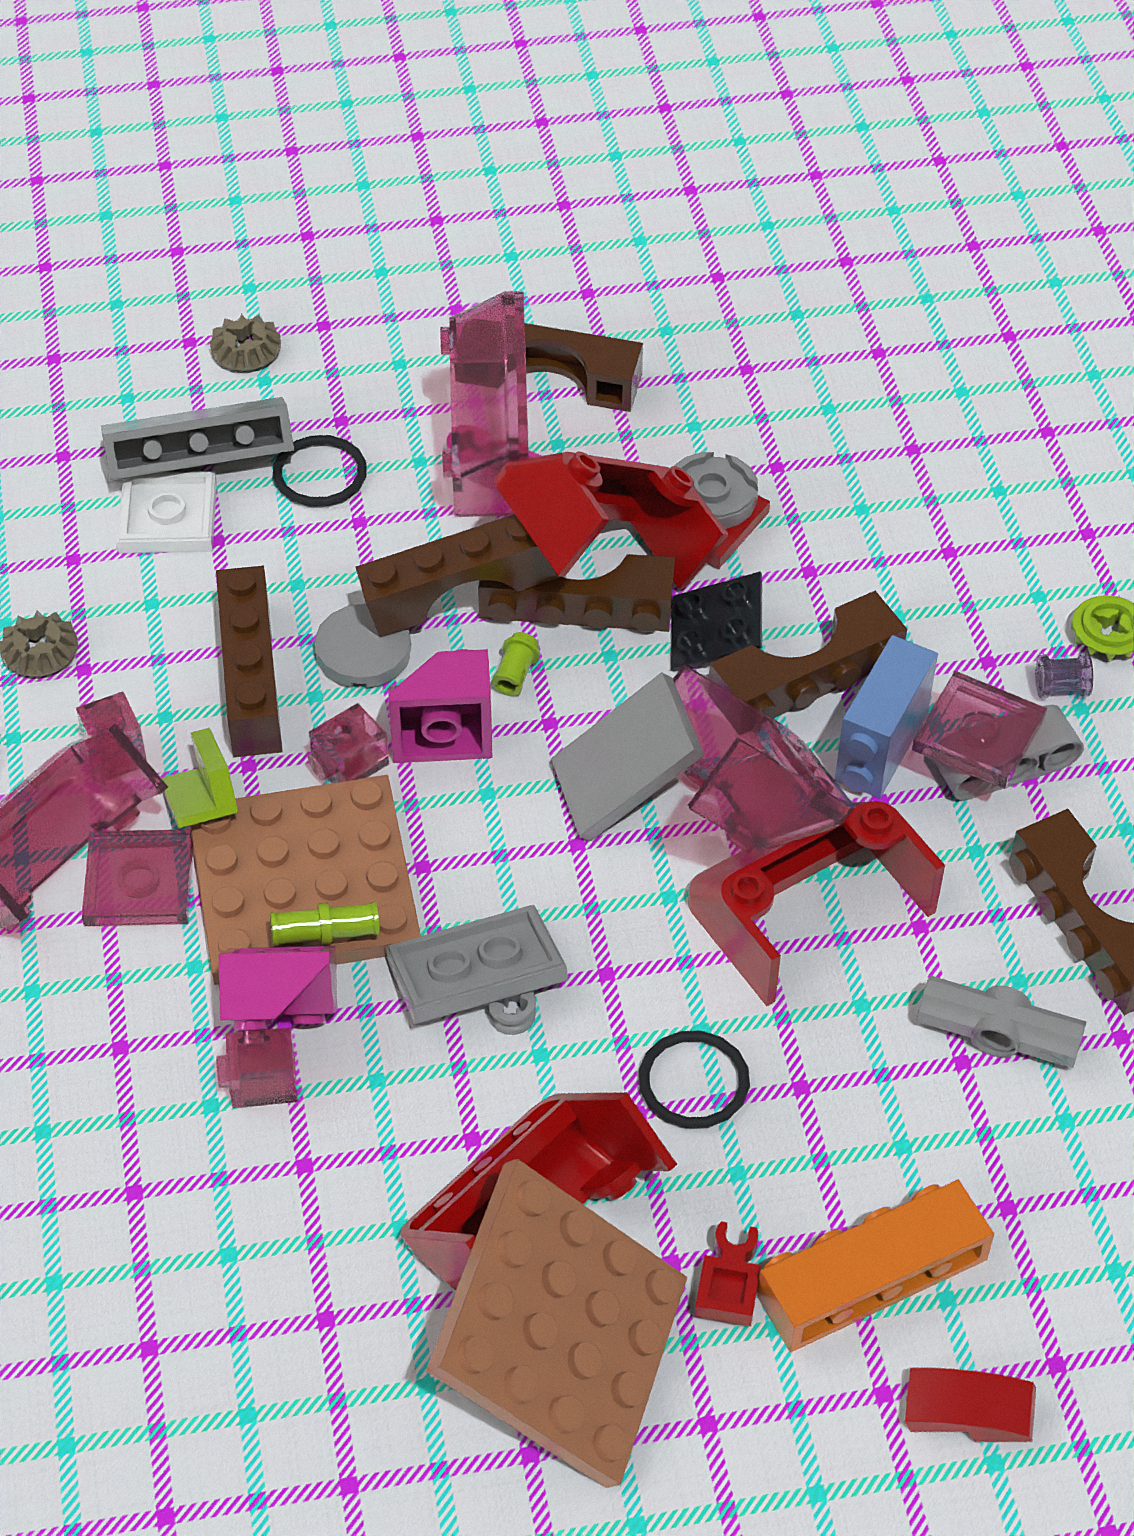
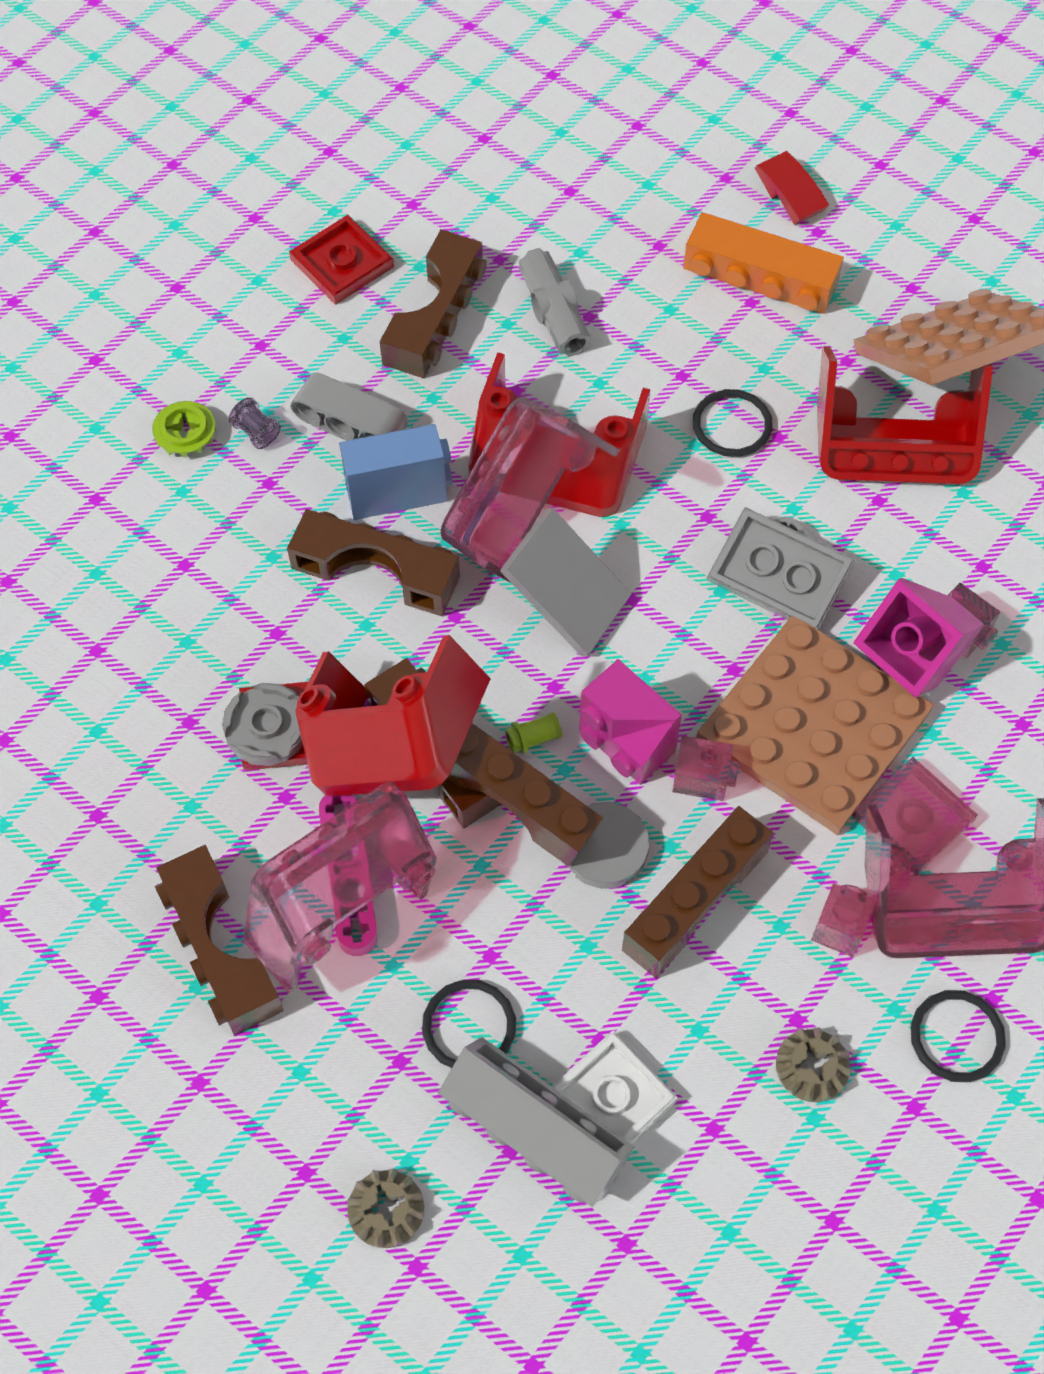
camera: 130 degrees left, 10 degrees up
(204, 791) = (828, 823): lime panel -> none
(324, 923) = (852, 650): lime pin -> none
(716, 621) = (384, 633): black hinge -> none
(728, 1281) = (837, 316): red plate -> none
(979, 729) = (358, 409): clear pink tile -> none

